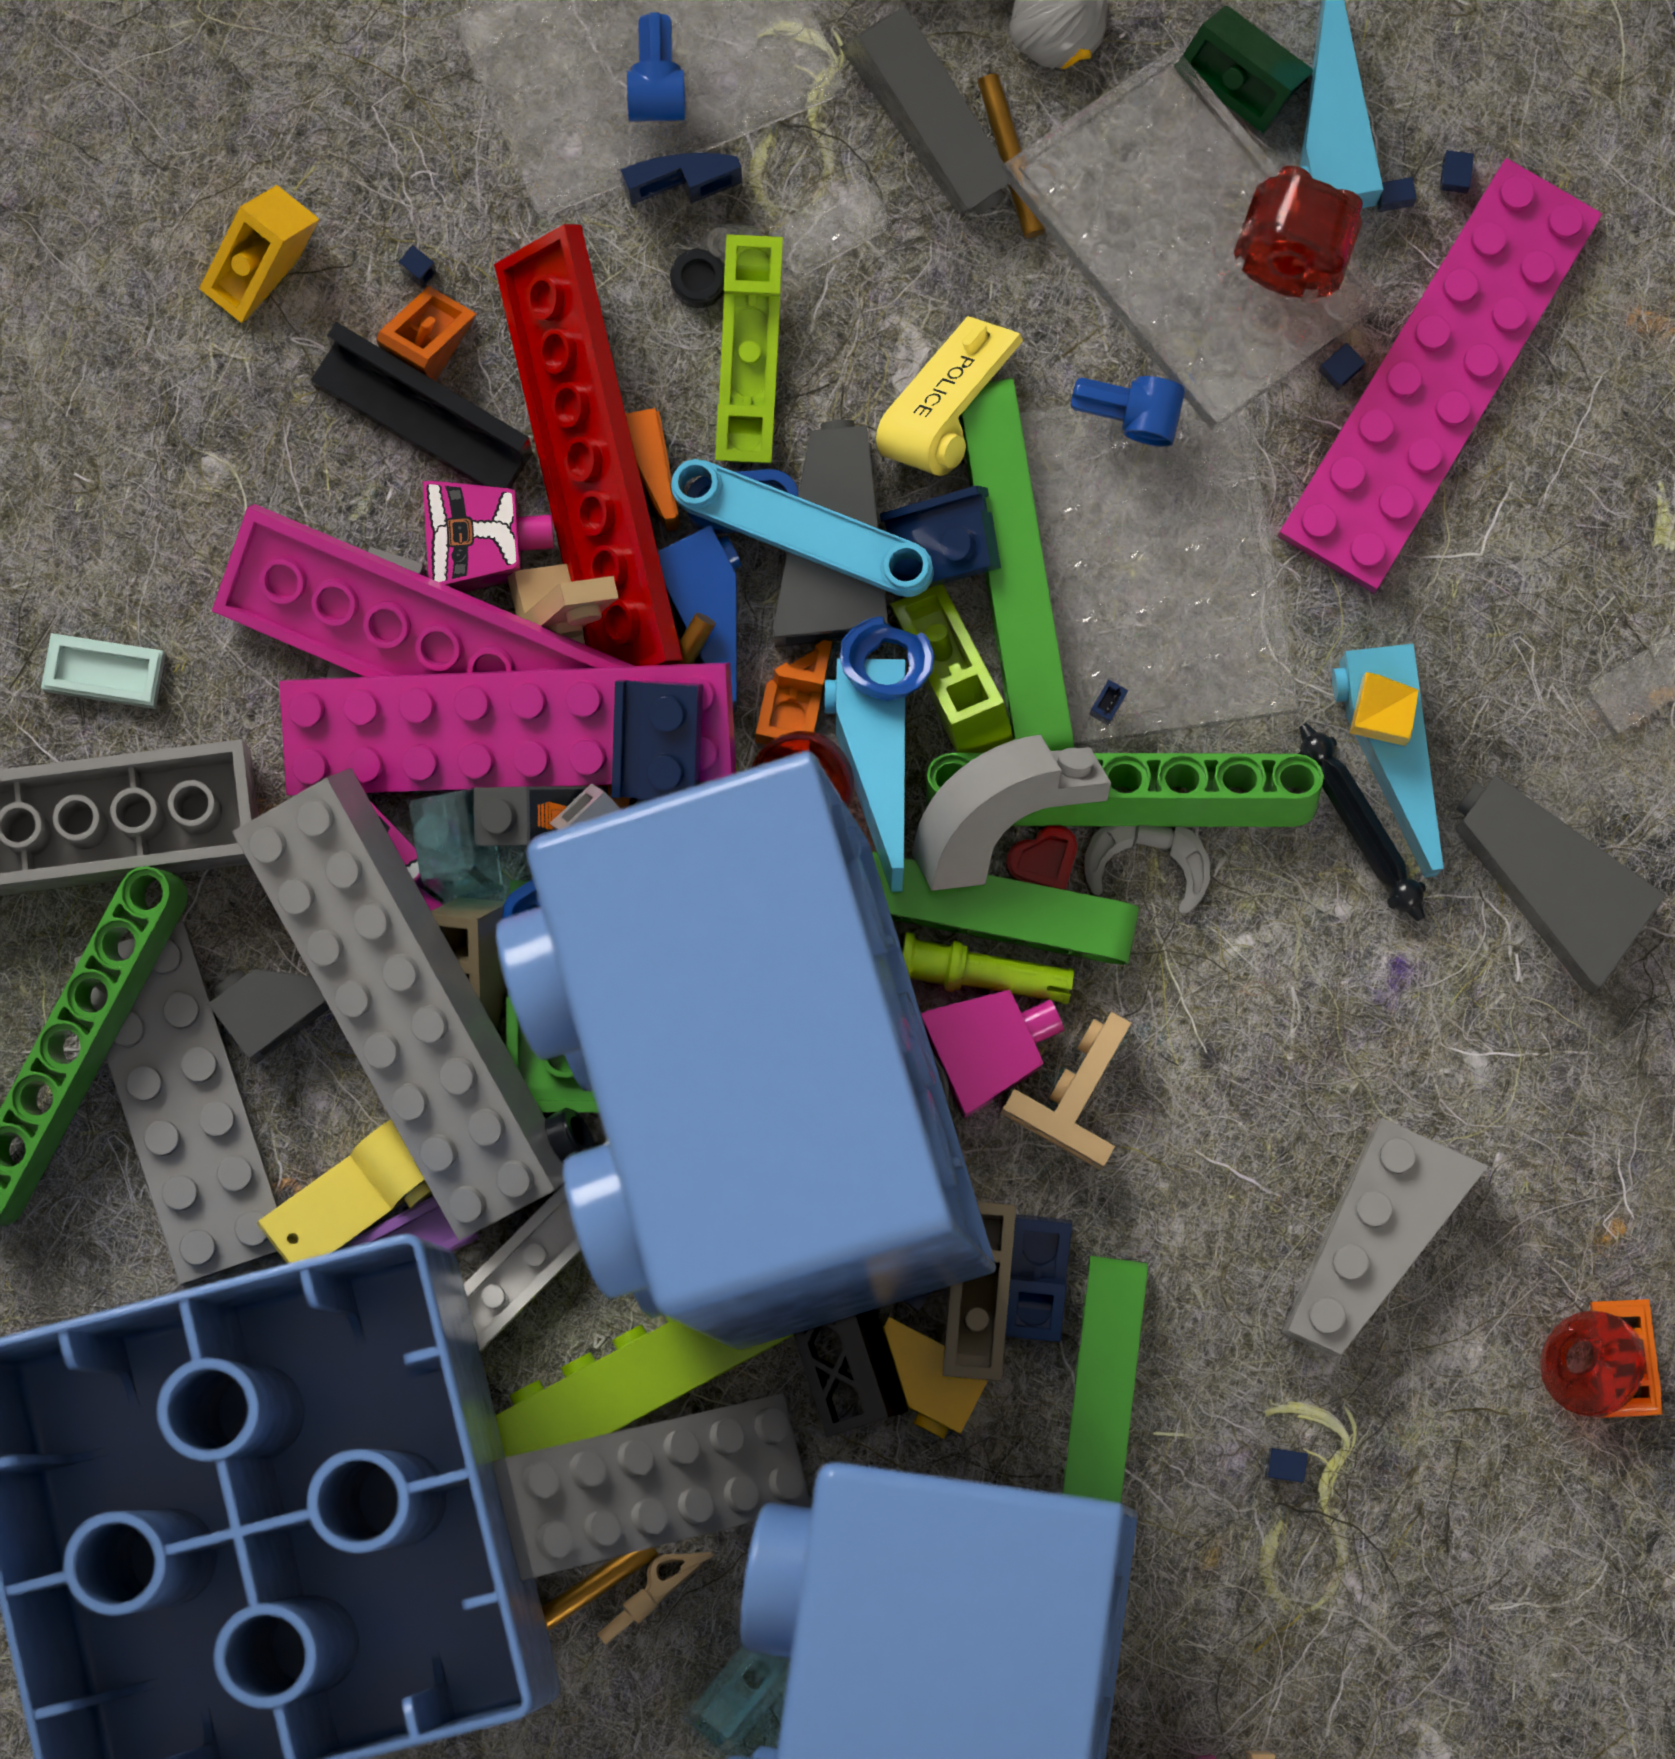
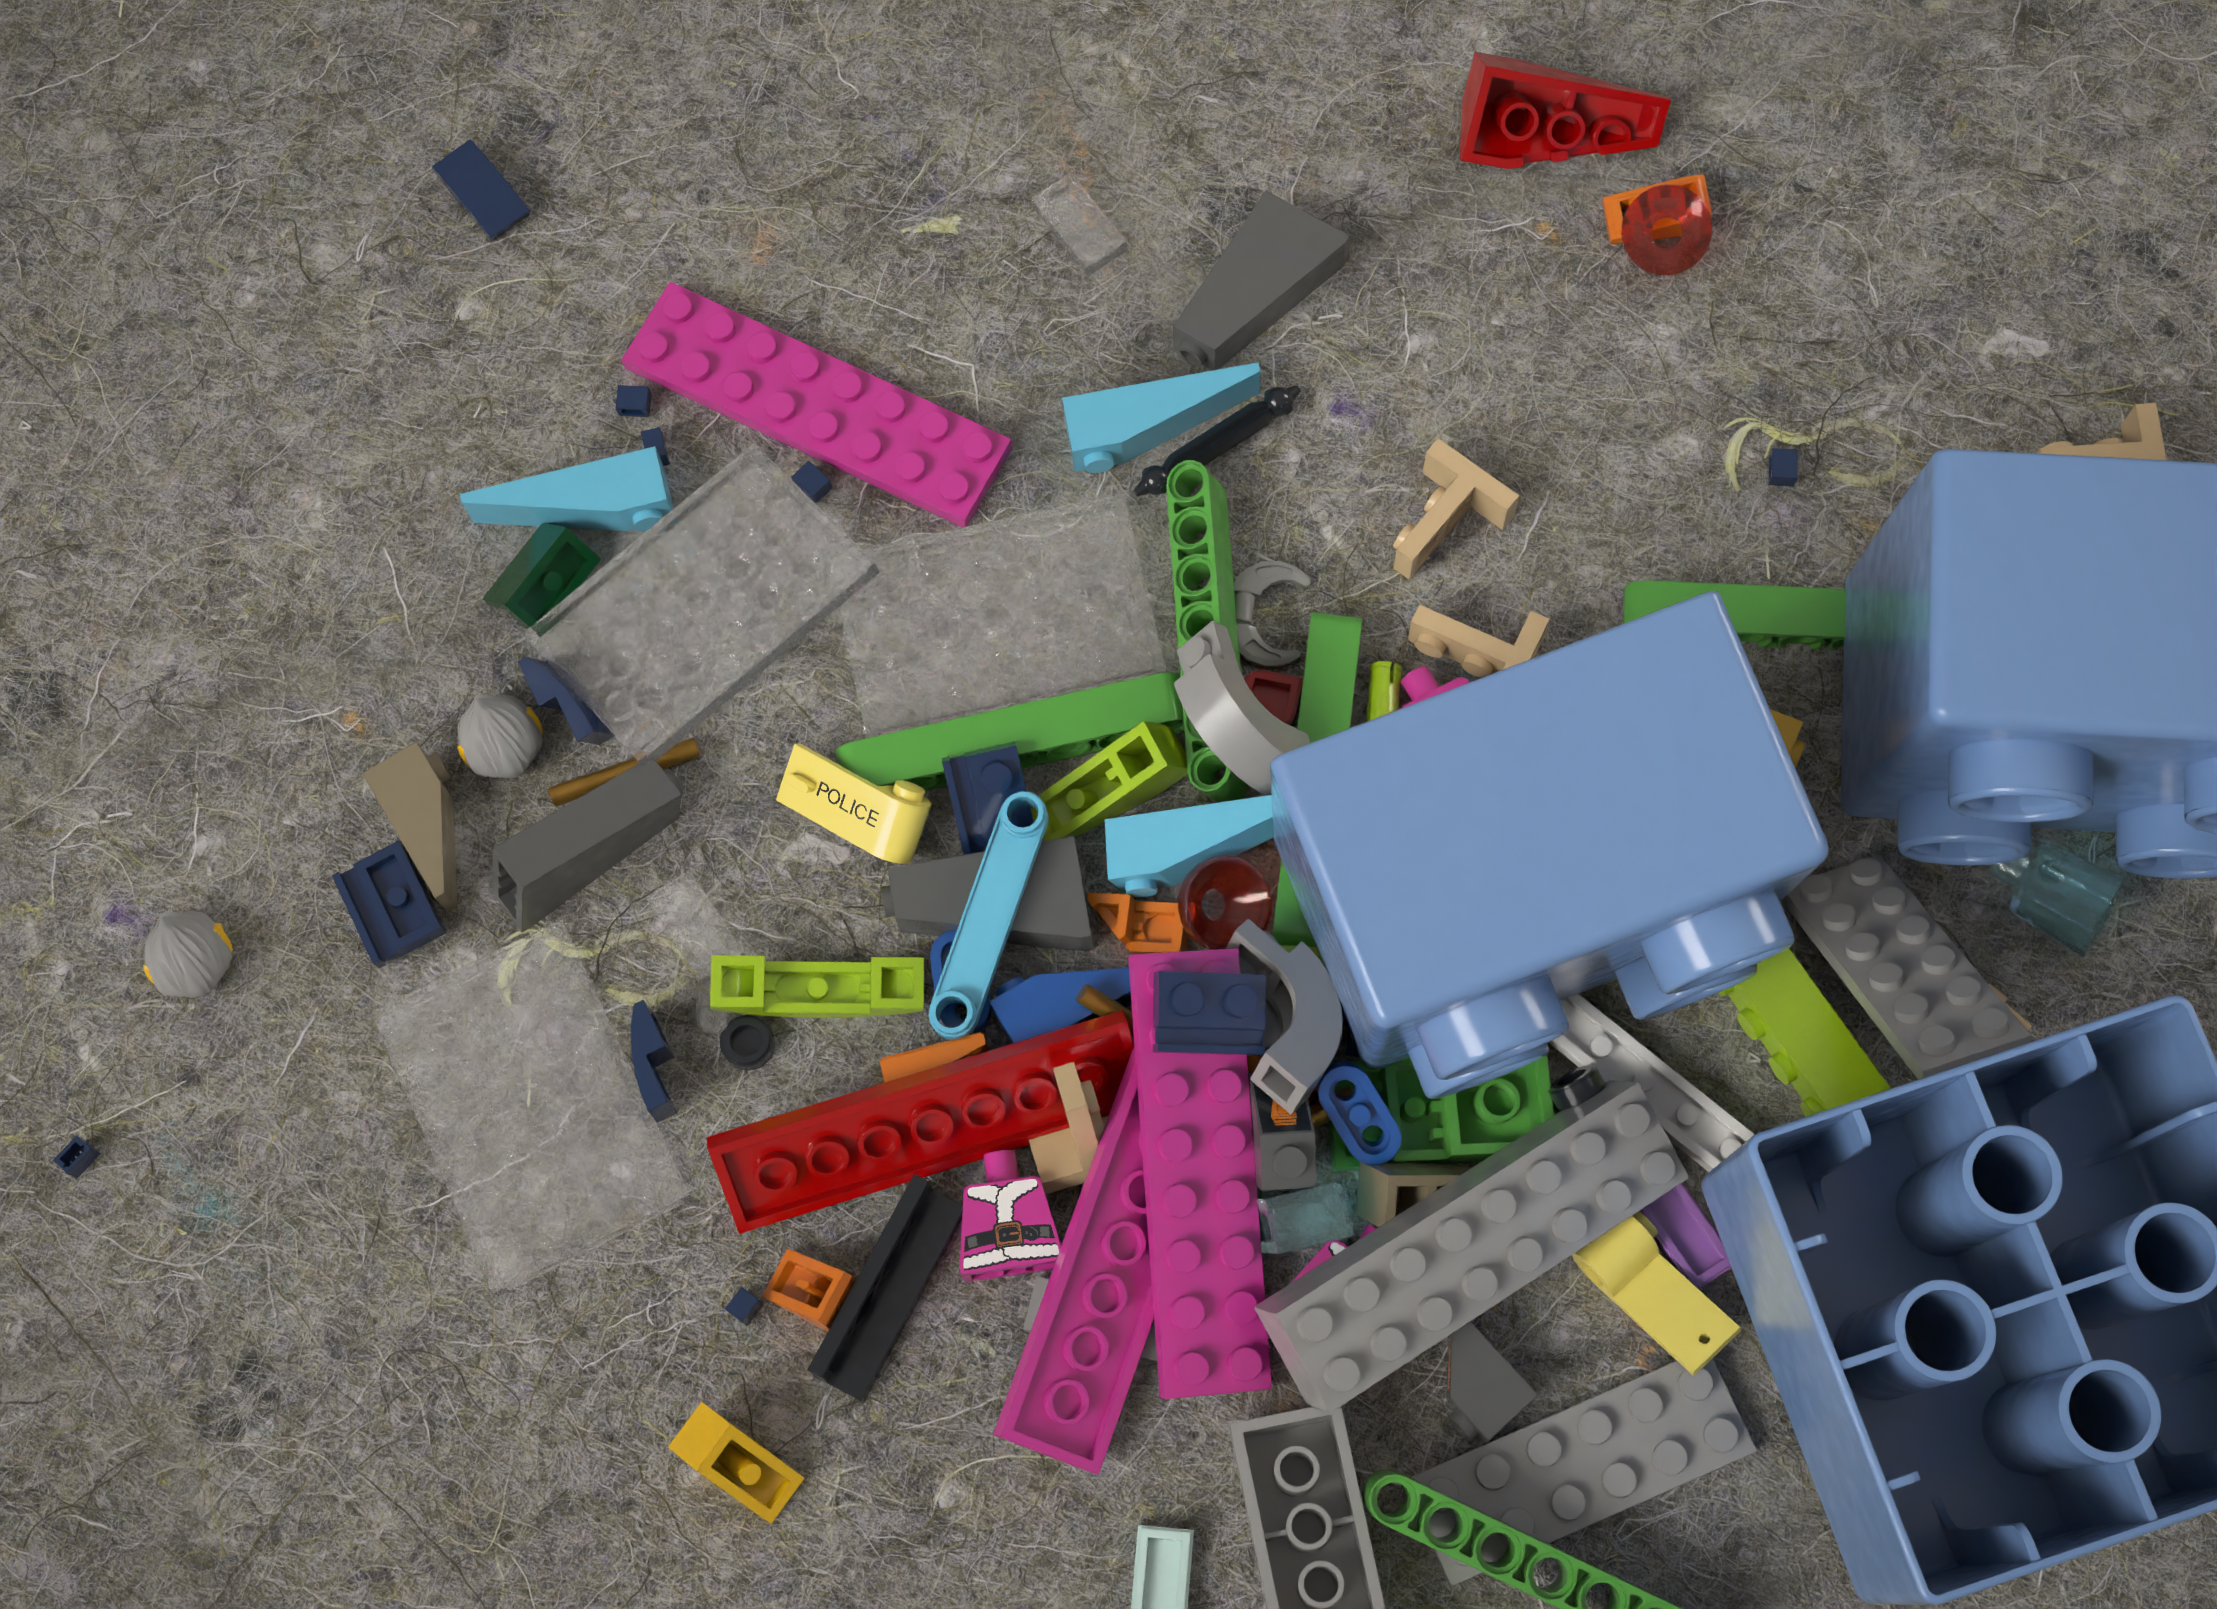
camera: 85 degrees left, 10 degrees down
(655, 82) = (567, 1084): blue axle -> none
(867, 638) = (1101, 804): blue piece -> none
(1103, 73) = (554, 693): none -> dark blue slope
(1108, 702) = (1131, 644): dark blue piece -> none
(1146, 409) = (862, 629): blue axle -> none
(1256, 1071) = (1460, 488): none -> tan bracket
(1299, 234) = (701, 500): clear red brick -> none
(1380, 1226) = (1579, 402): light grey wedge -> none
(1384, 710) = (1125, 412): yellow slope -> none

